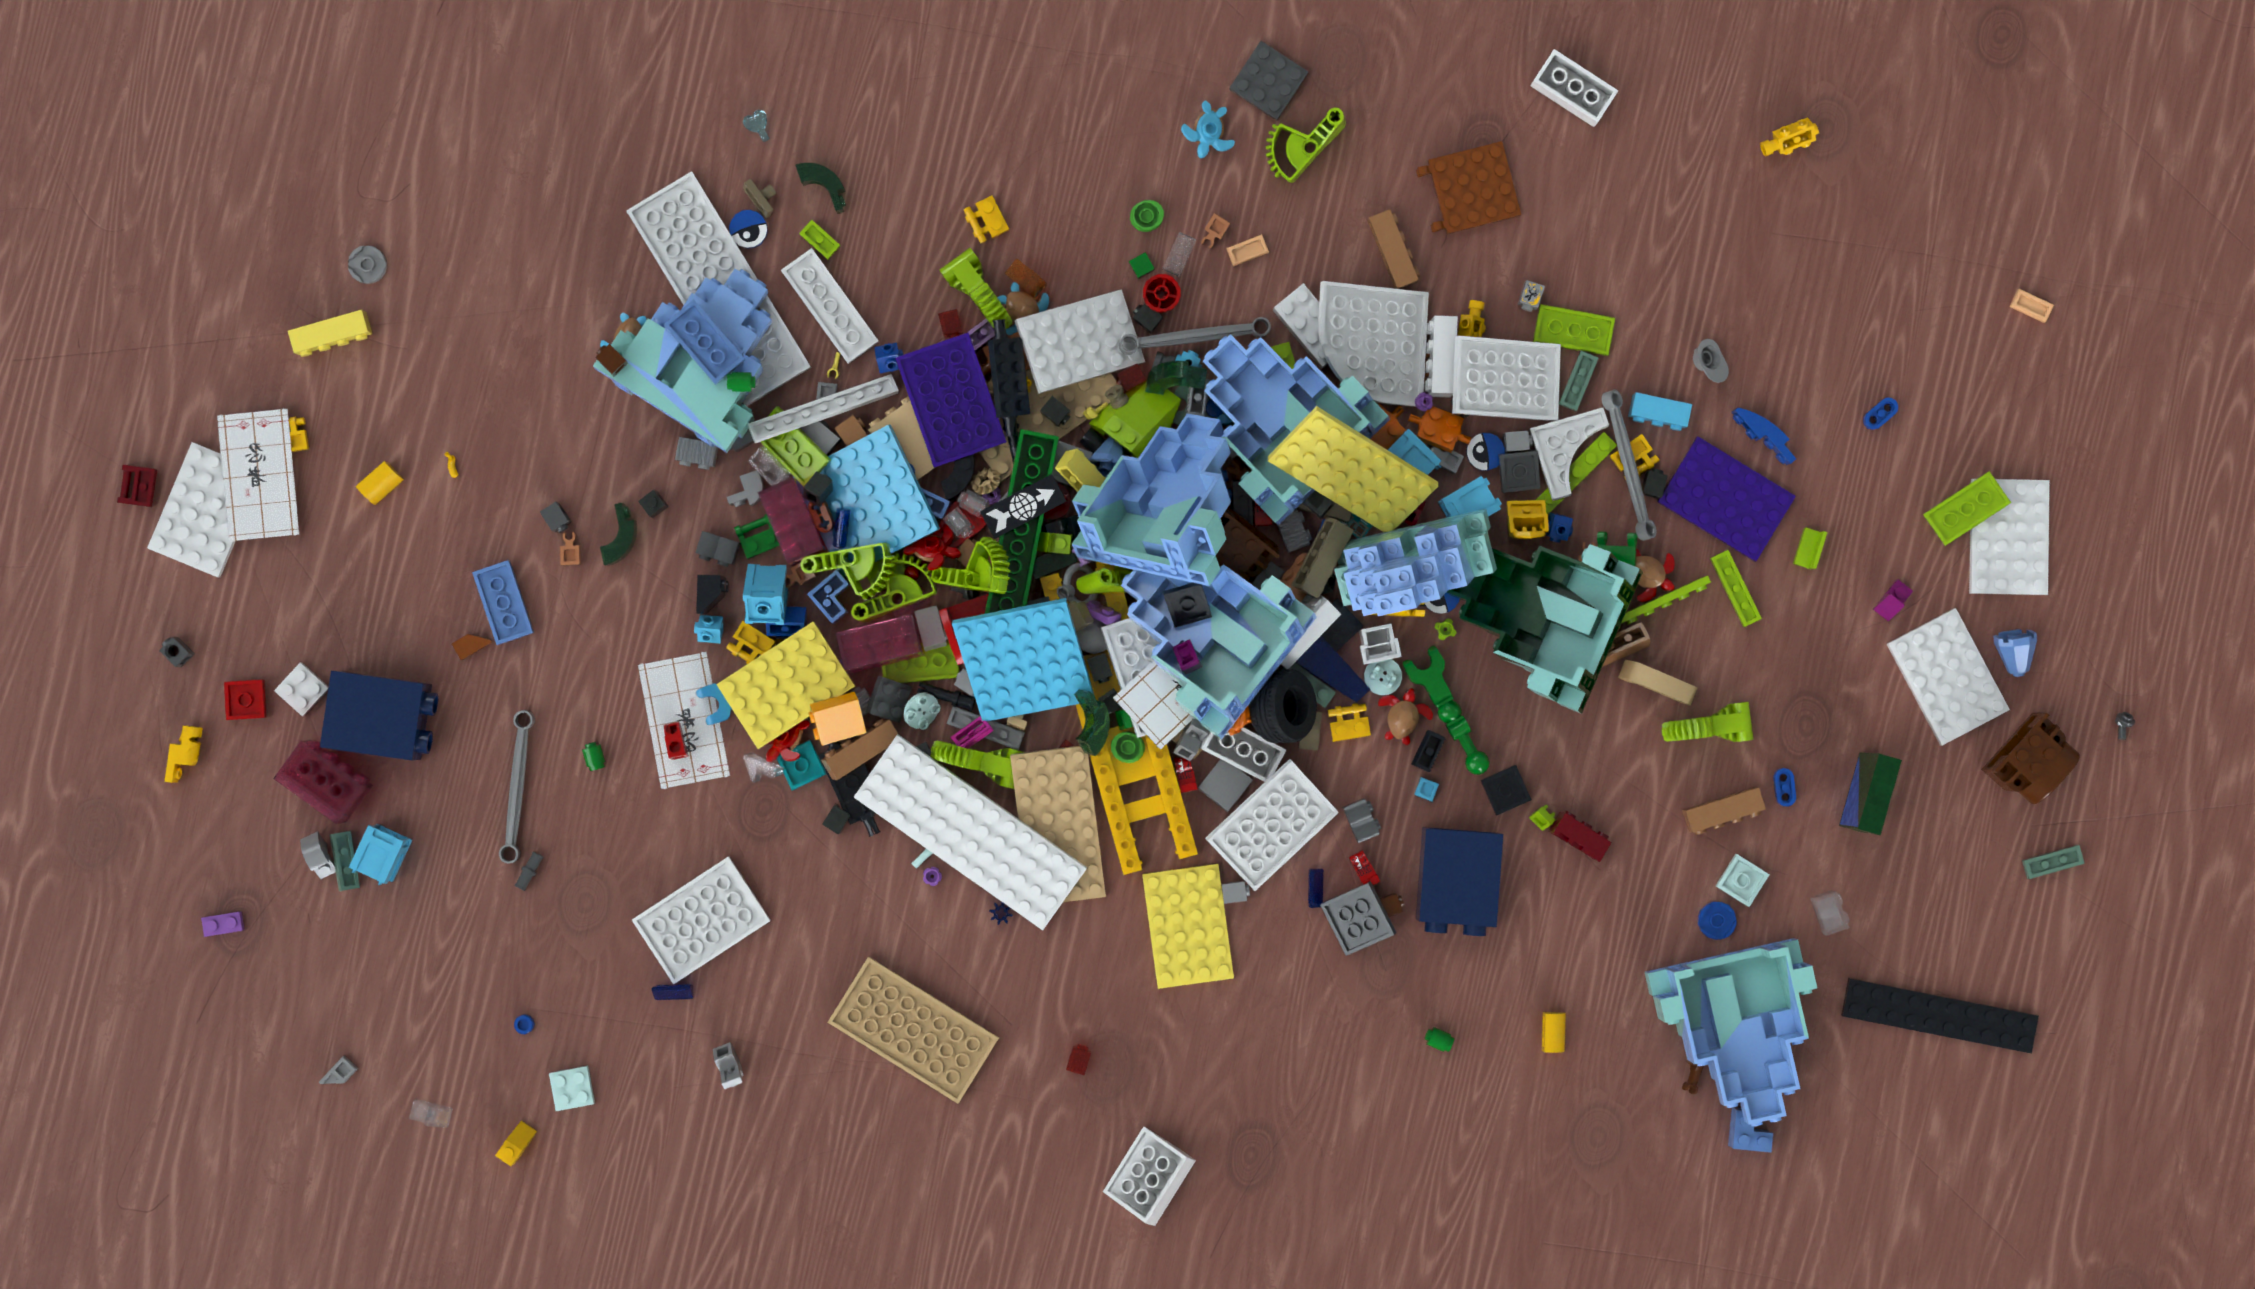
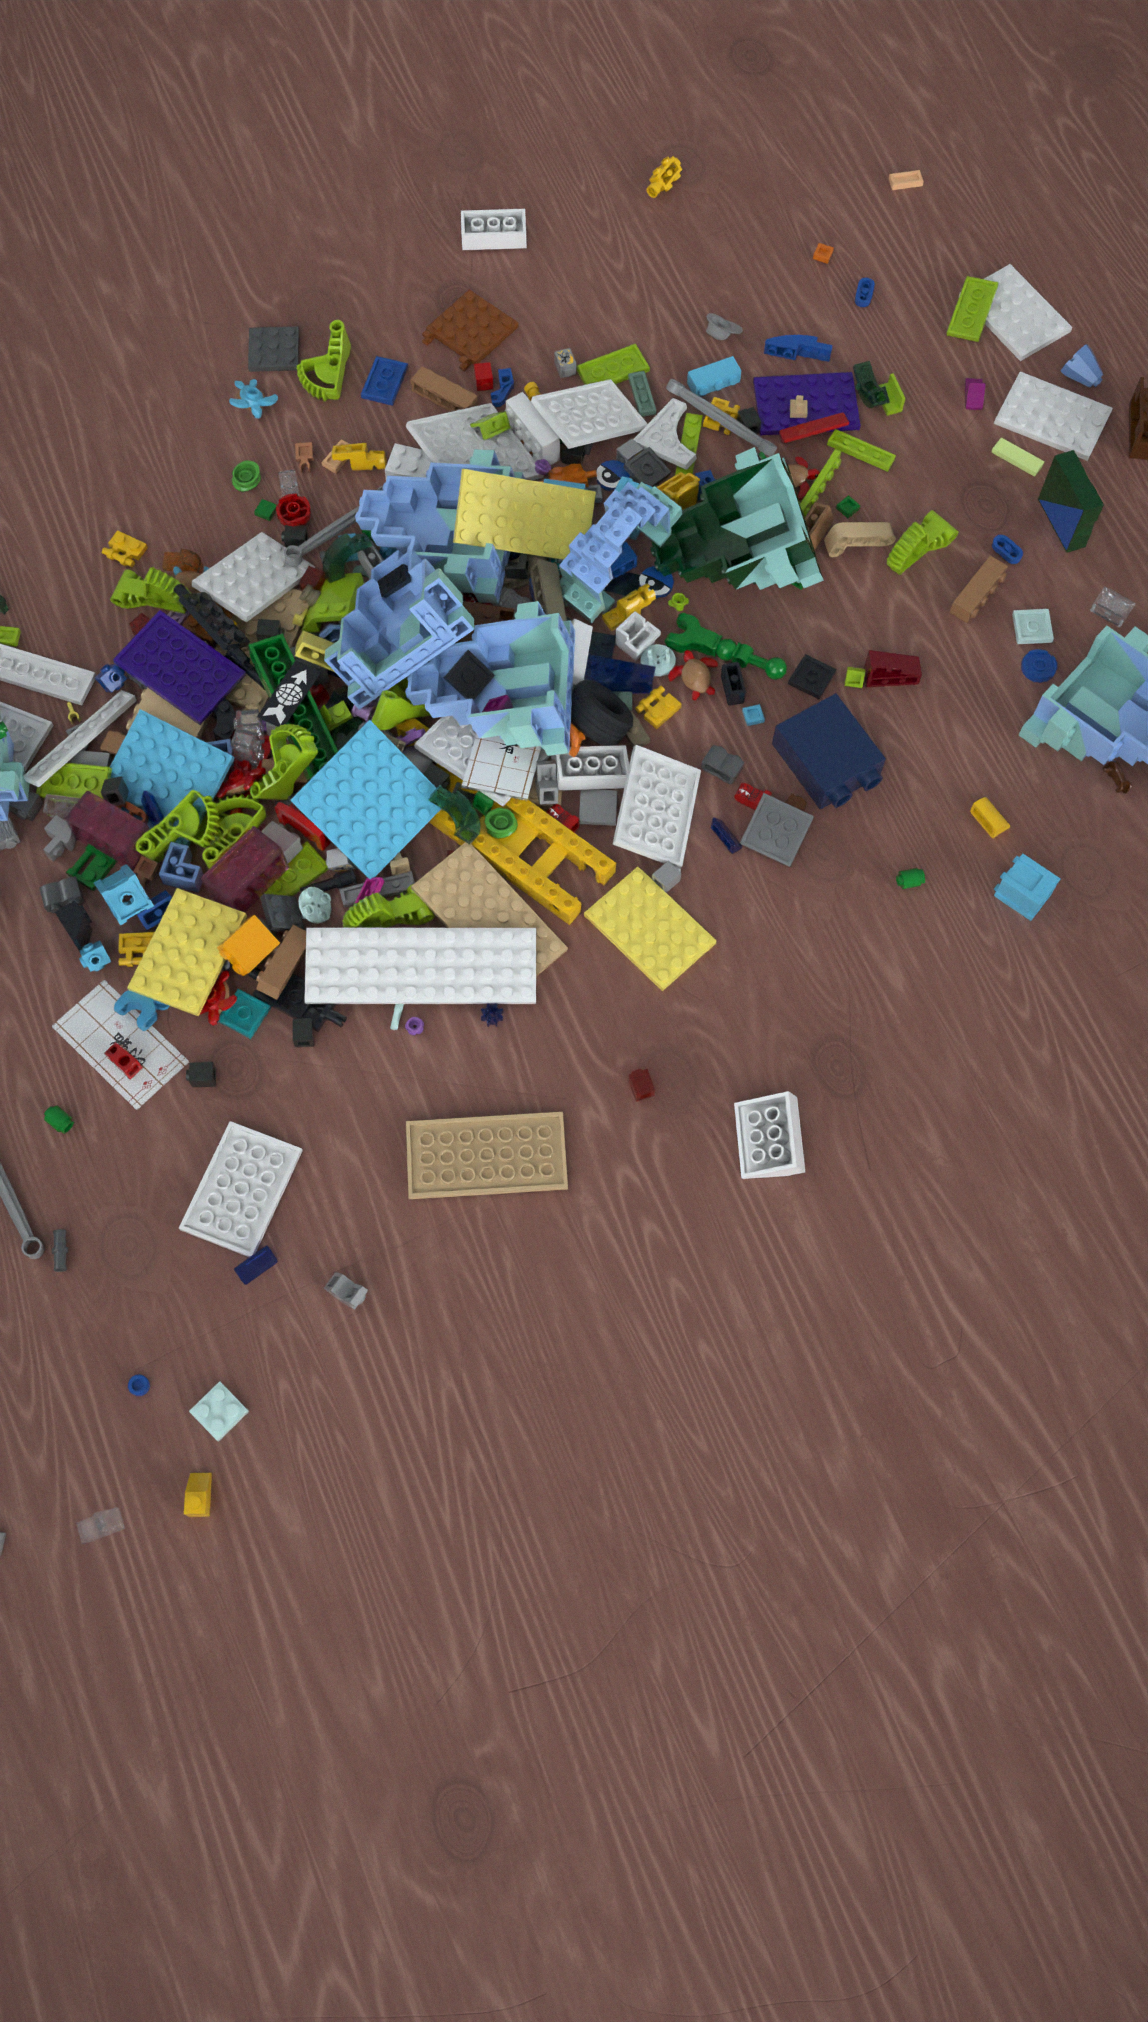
camera: 30 degrees left, 20 degrees down
(731, 798) = (201, 1074): none -> pearl dark grey brick
(757, 765) = (208, 1032): clear slope -> none
(1190, 455) = (394, 581): none -> black plate
(1263, 270) = (359, 456): none -> yellow plate
(1348, 192) = (384, 380): none -> blue tile
(1407, 325) = (492, 424): none -> lime panel
(1442, 257) = (483, 376): none -> red brick
(1447, 288) = (506, 385): none -> blue piece
(1527, 1120) = (1026, 886): none -> medium azure container
(1676, 638) = (848, 506): none -> green tile
(1707, 536) = (813, 427): none -> red slope
(1709, 505) = (798, 407): none -> tan tile
(1794, 529) = (867, 387): none -> clear green arch
(1877, 339) = (823, 253): none -> orange plate
(1877, 697) = (1017, 457): none -> yellowish green tile

